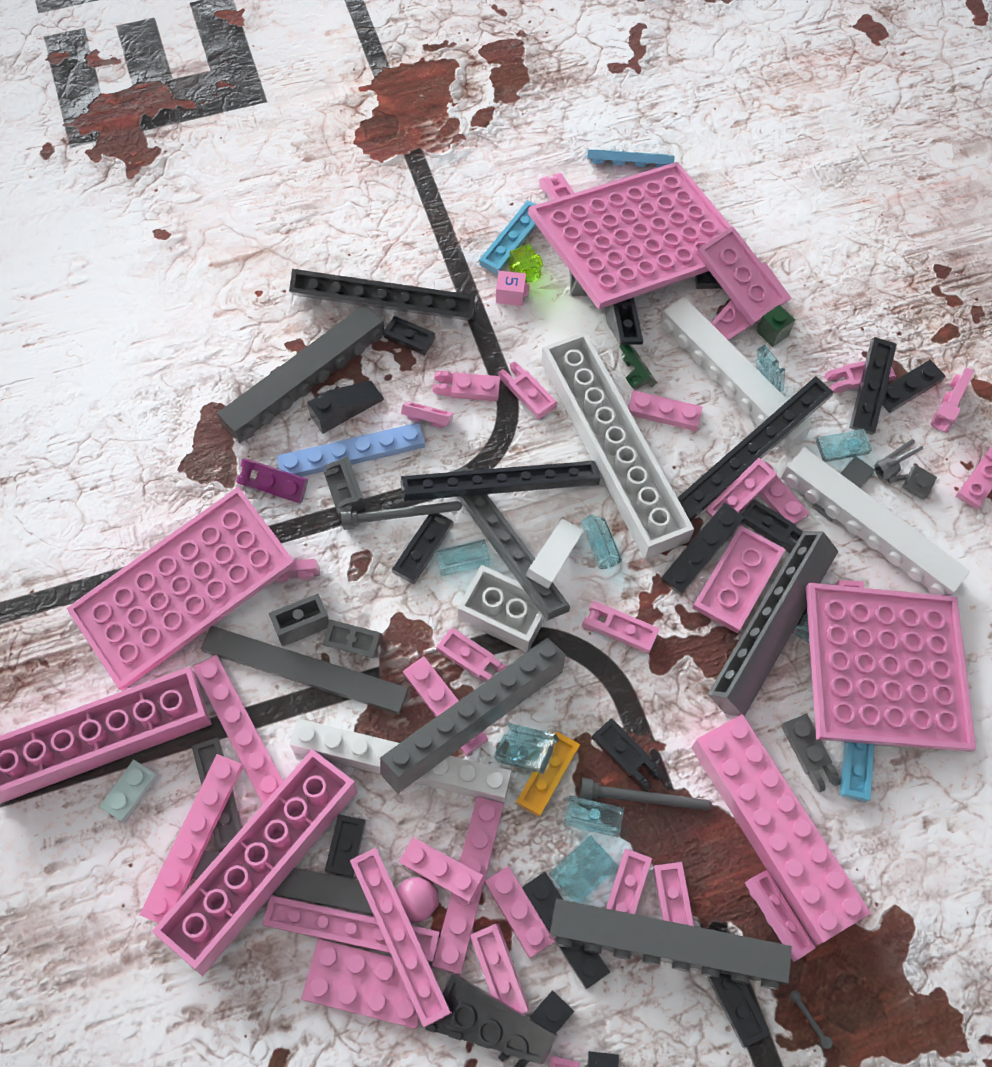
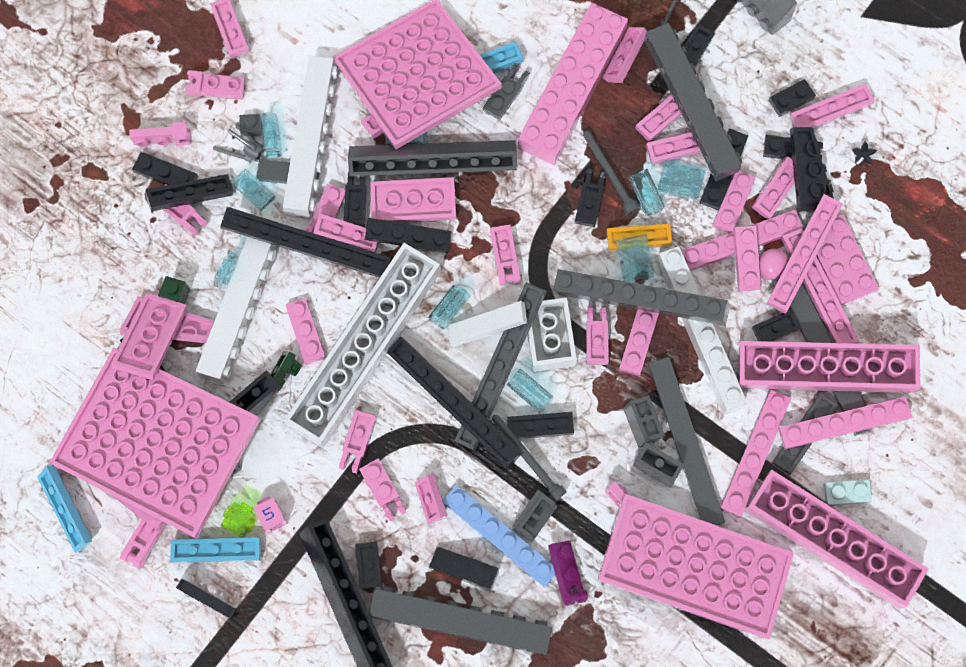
camera: 120 degrees left, 10 degrees up
(466, 215) = (206, 598): none -> black beam
(896, 491) = (271, 135): none -> clear light blue brick

